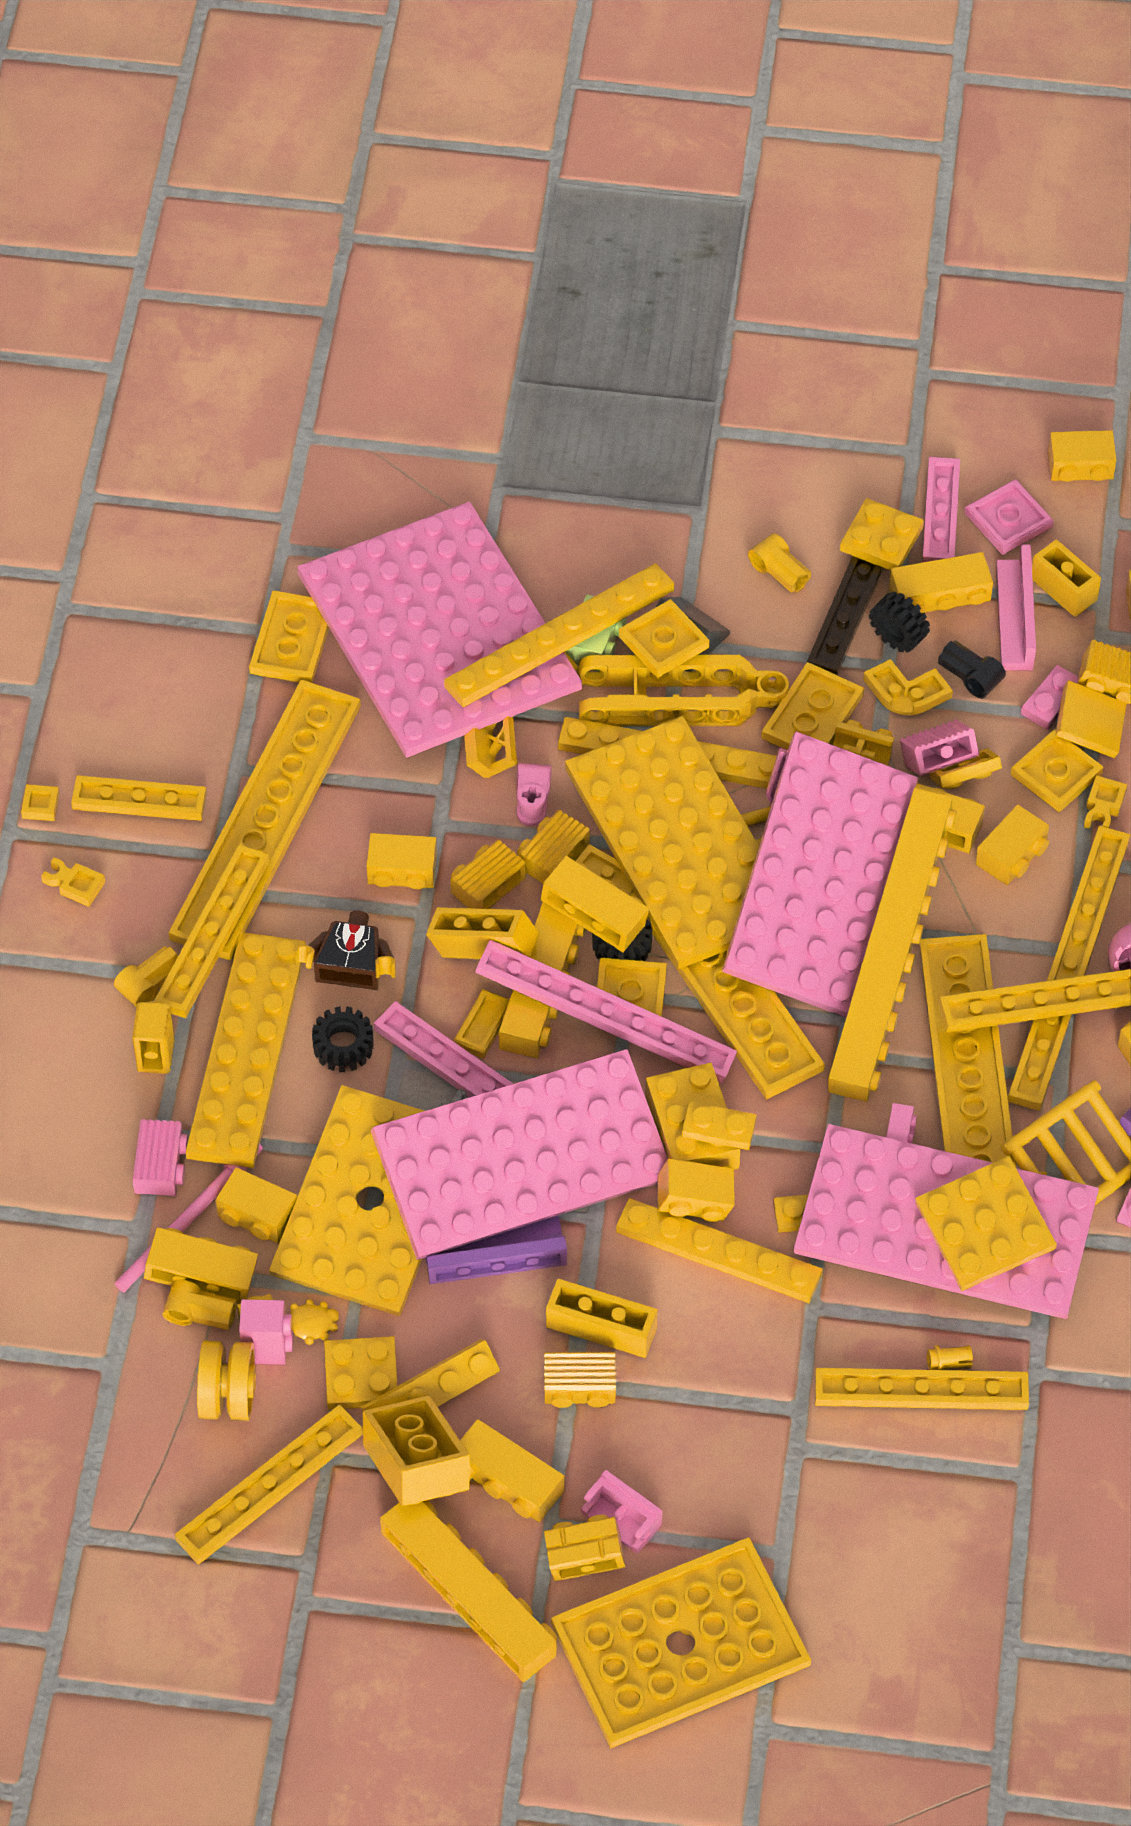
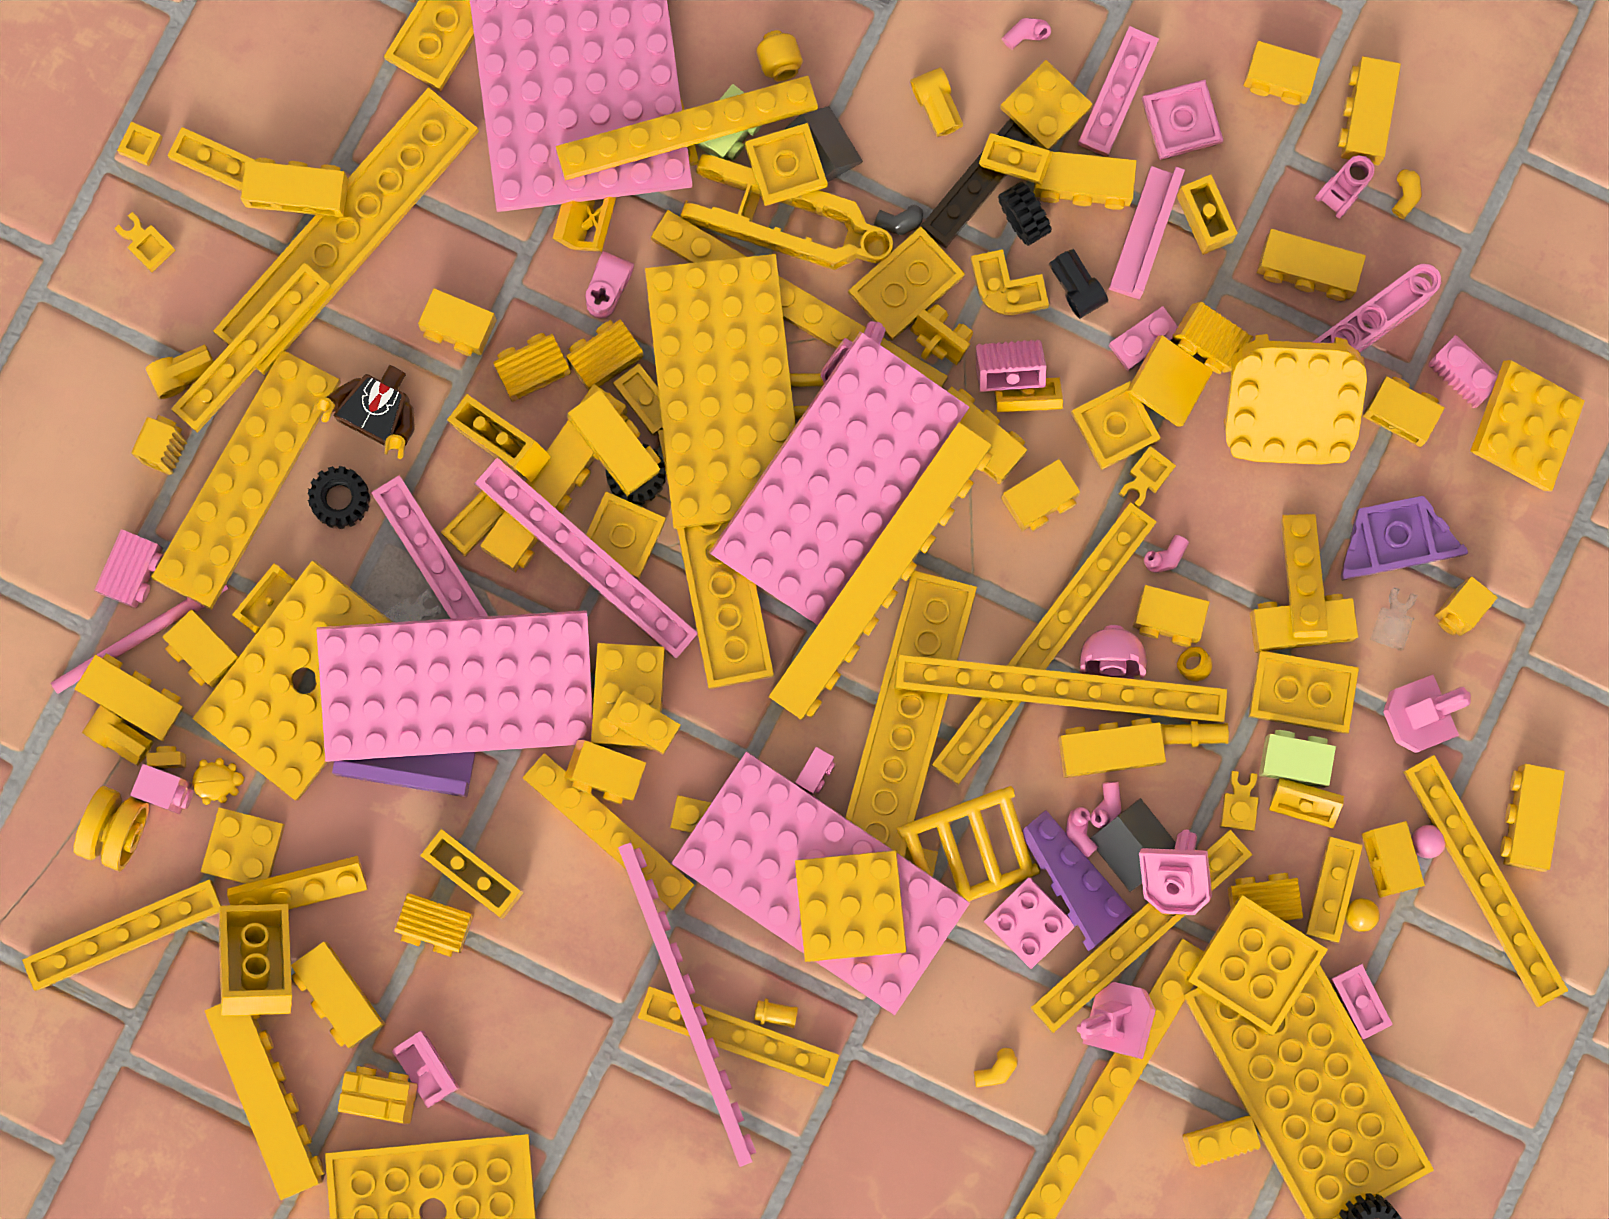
camera: 15 degrees right, 25 degrees up
(207, 788) = (294, 187): none -> yellow brick
(301, 1144) = (264, 598): none -> yellow hinge
(618, 563) = (779, 55): none -> yellow head
(790, 664) = (901, 223): none -> dark grey arm
(838, 487) = (1027, 29): none -> bright pink arm
(869, 1373) = (693, 1017): none -> bright pink plate
(872, 578) = (1015, 158): none -> yellow plate

